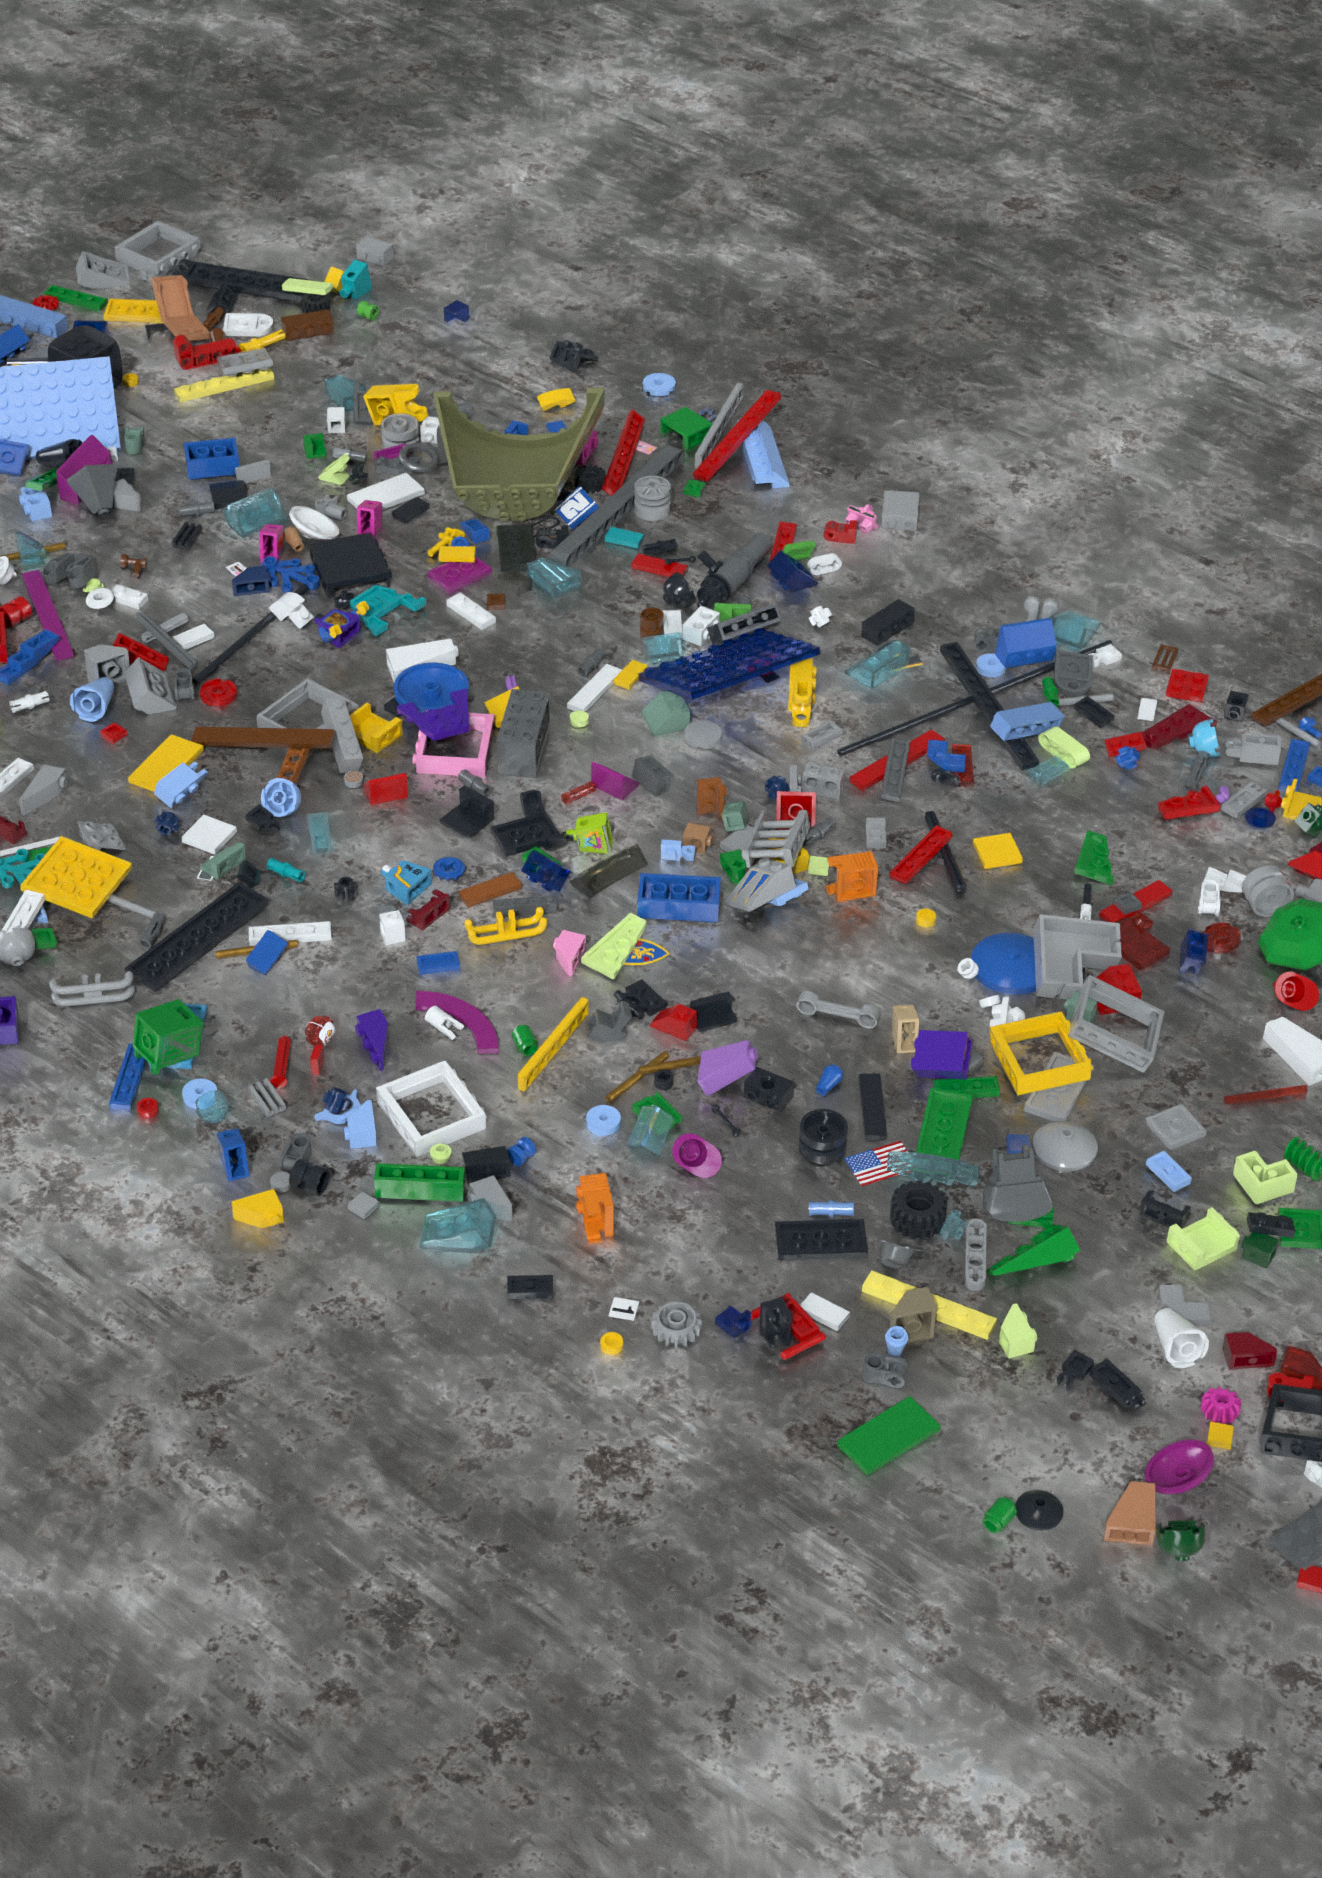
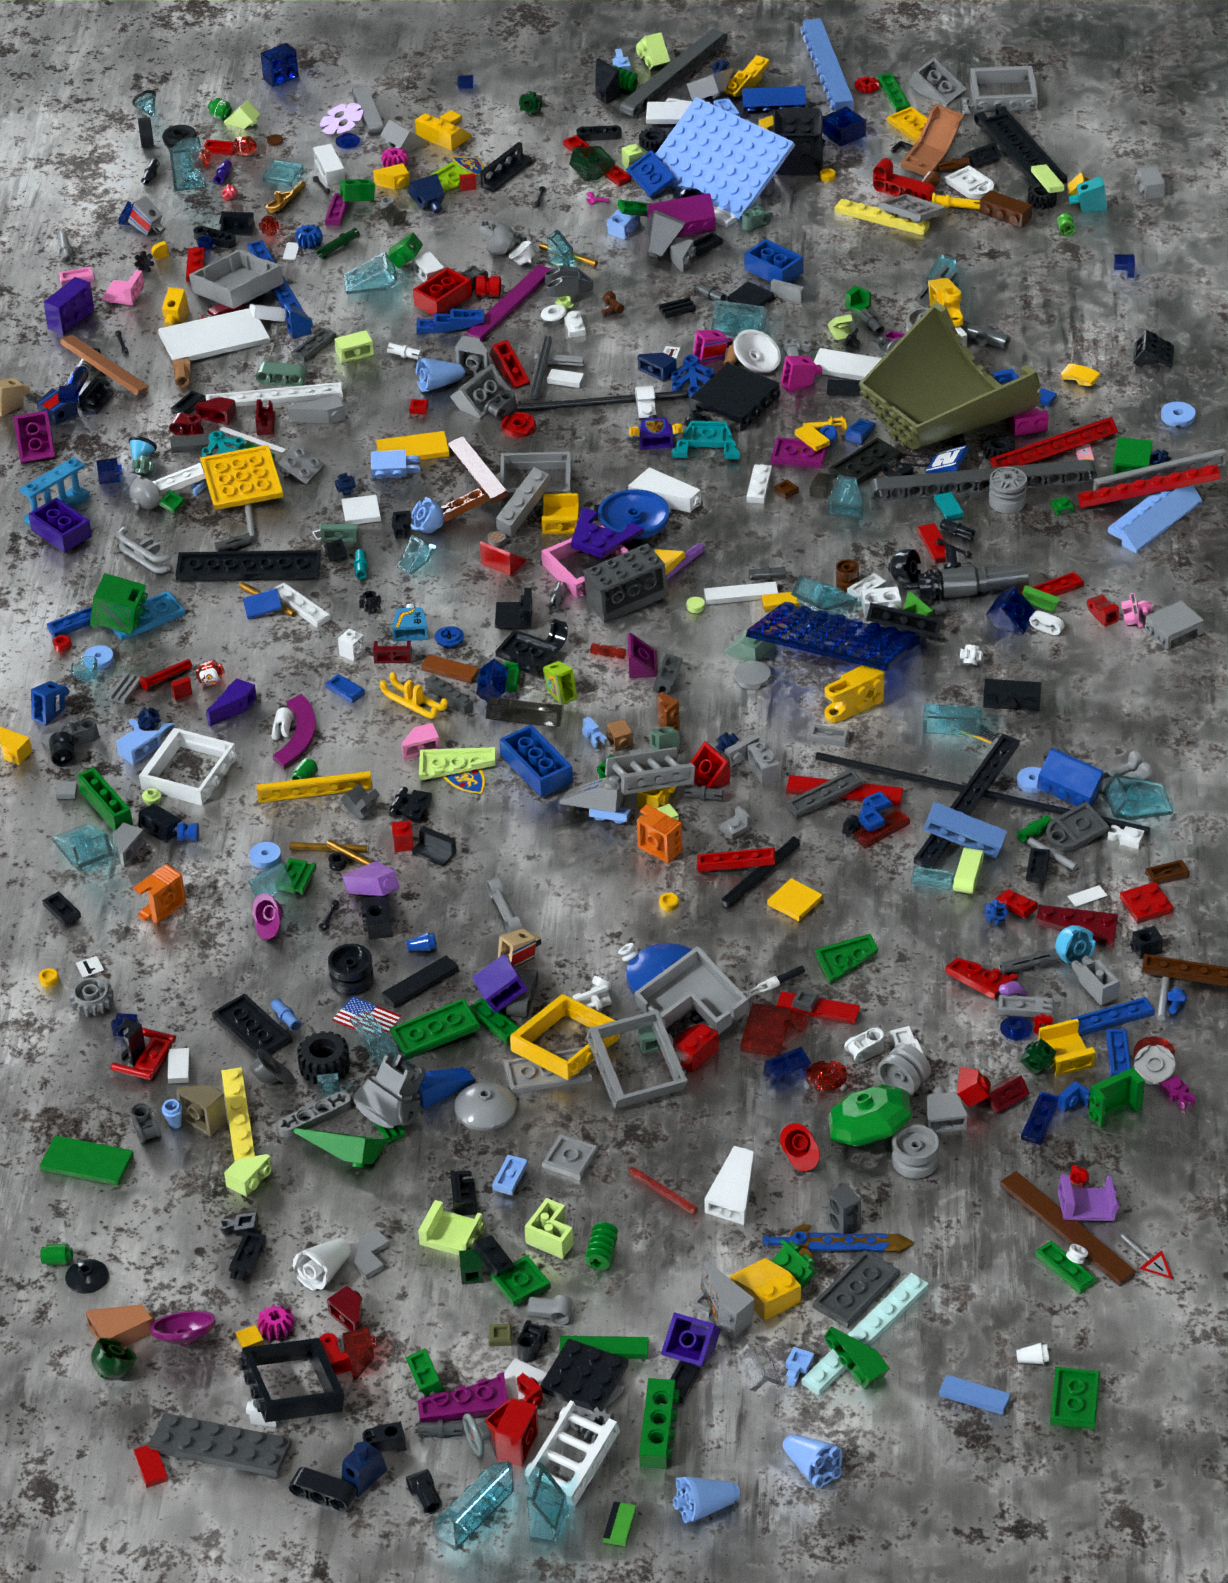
camera: 55 degrees right, 0 degrees up
(336, 419) = (904, 290): white brick -> none

